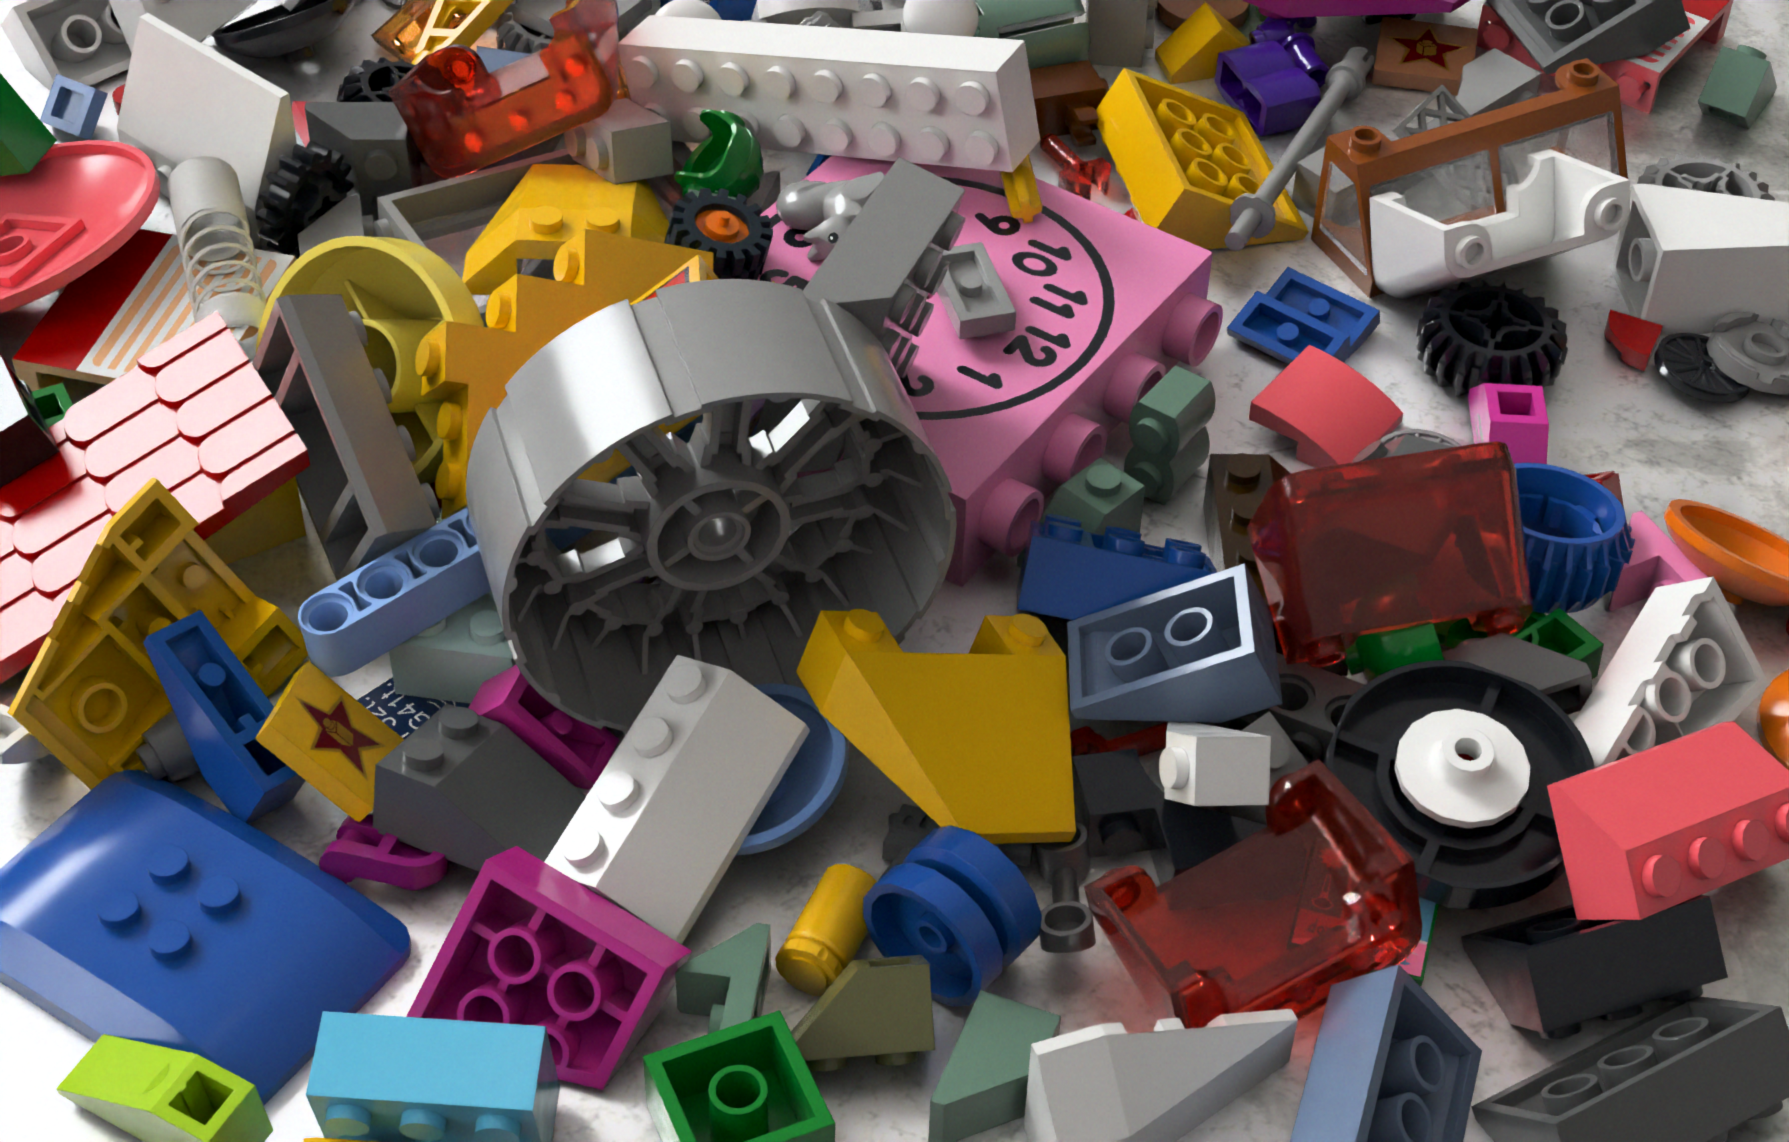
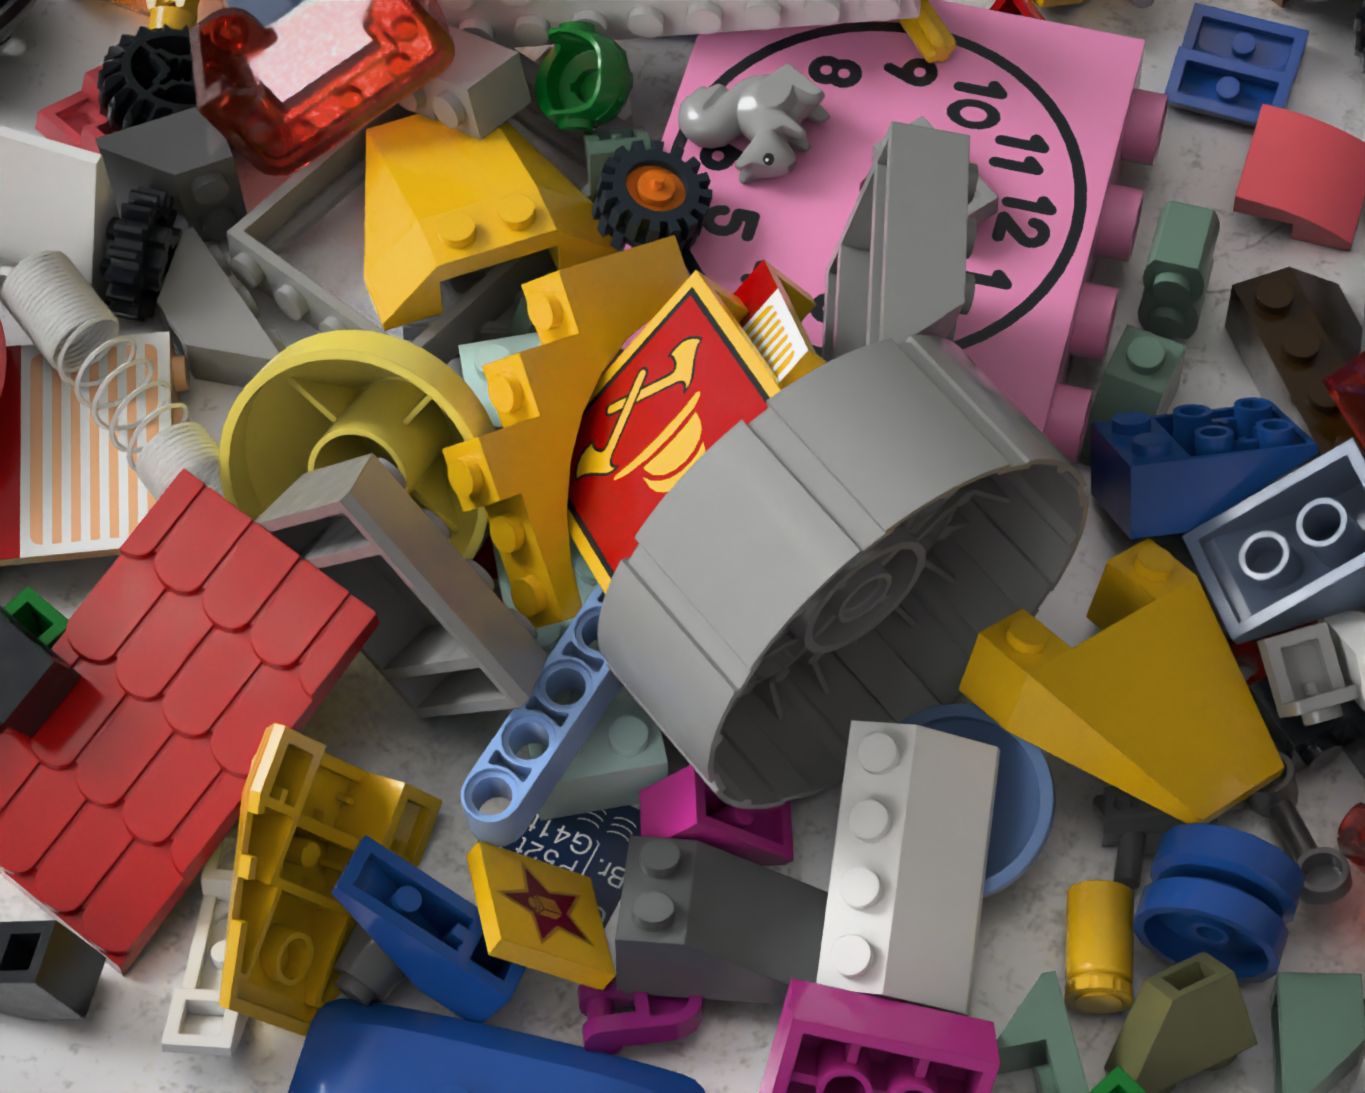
camera: 15 degrees left, 15 degrees up
(1123, 750) = (1305, 674): none -> light grey bracket

